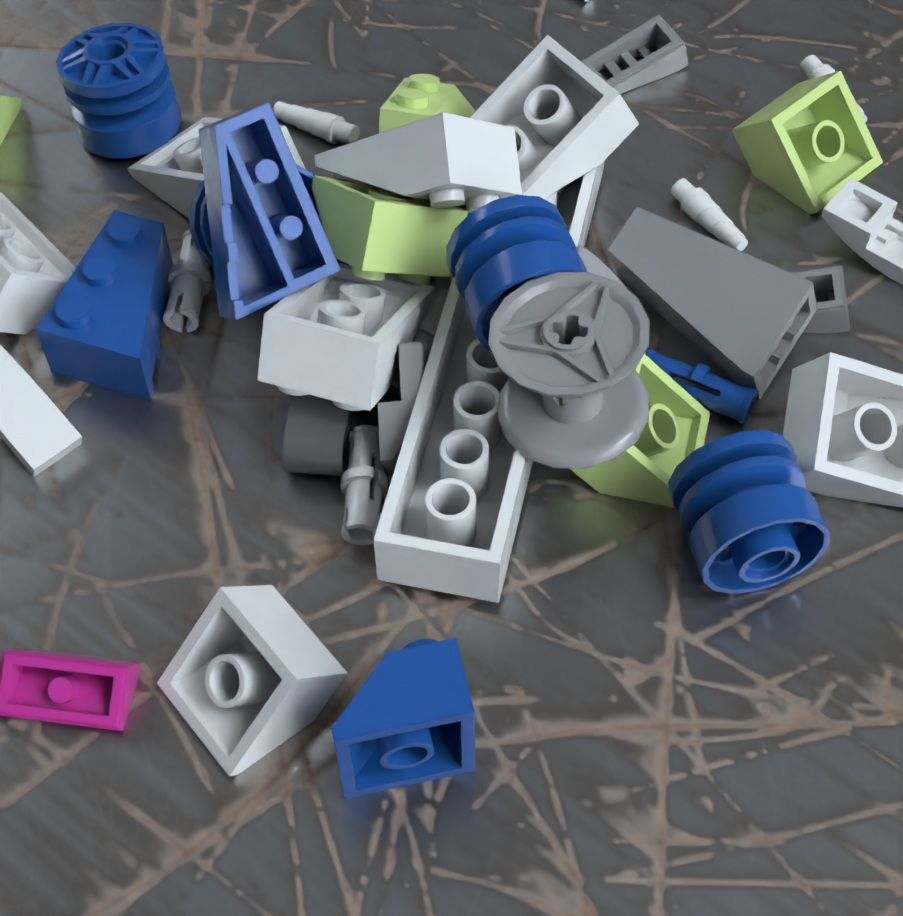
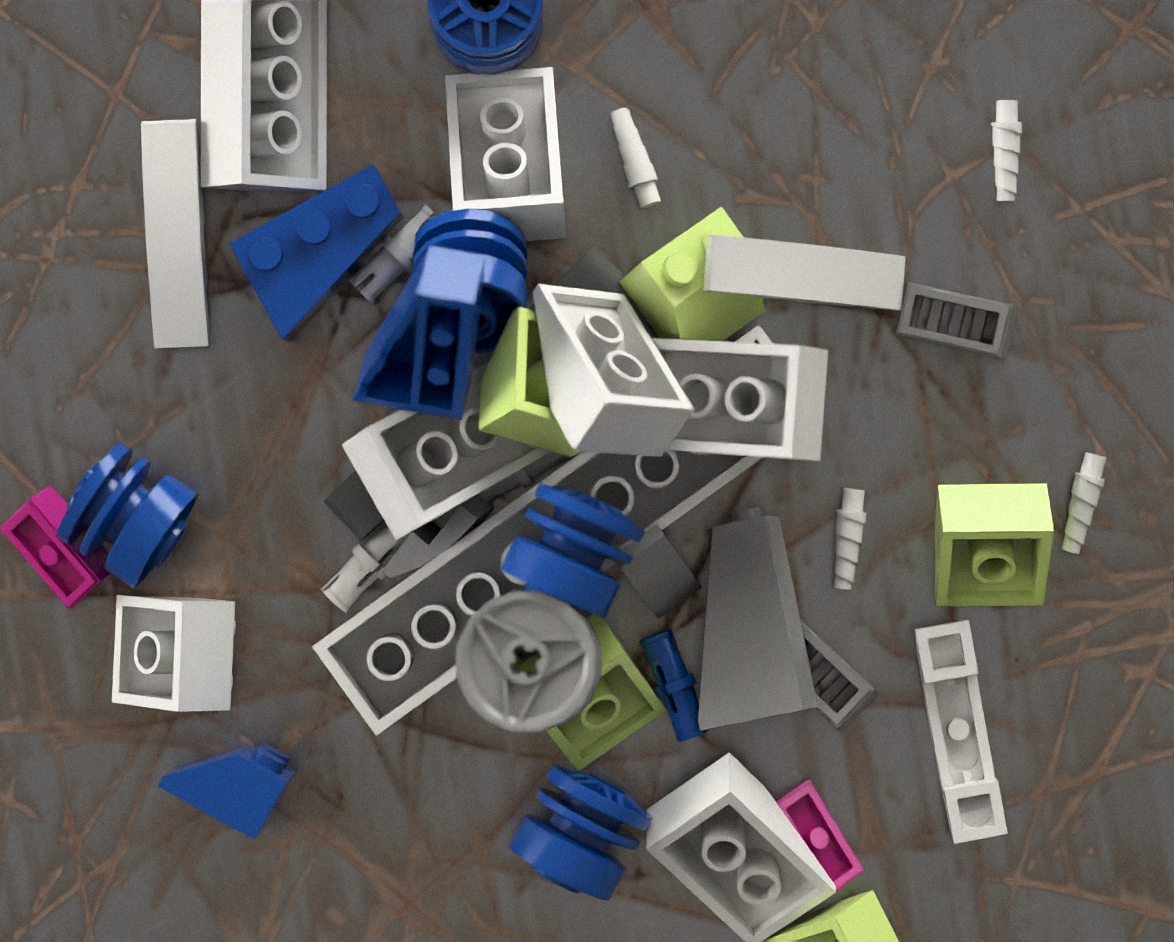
camera: 40 degrees right, 35 degrees up
(94, 581) = (120, 510): none -> blue wheel
(468, 70) = (803, 272): none -> white slope

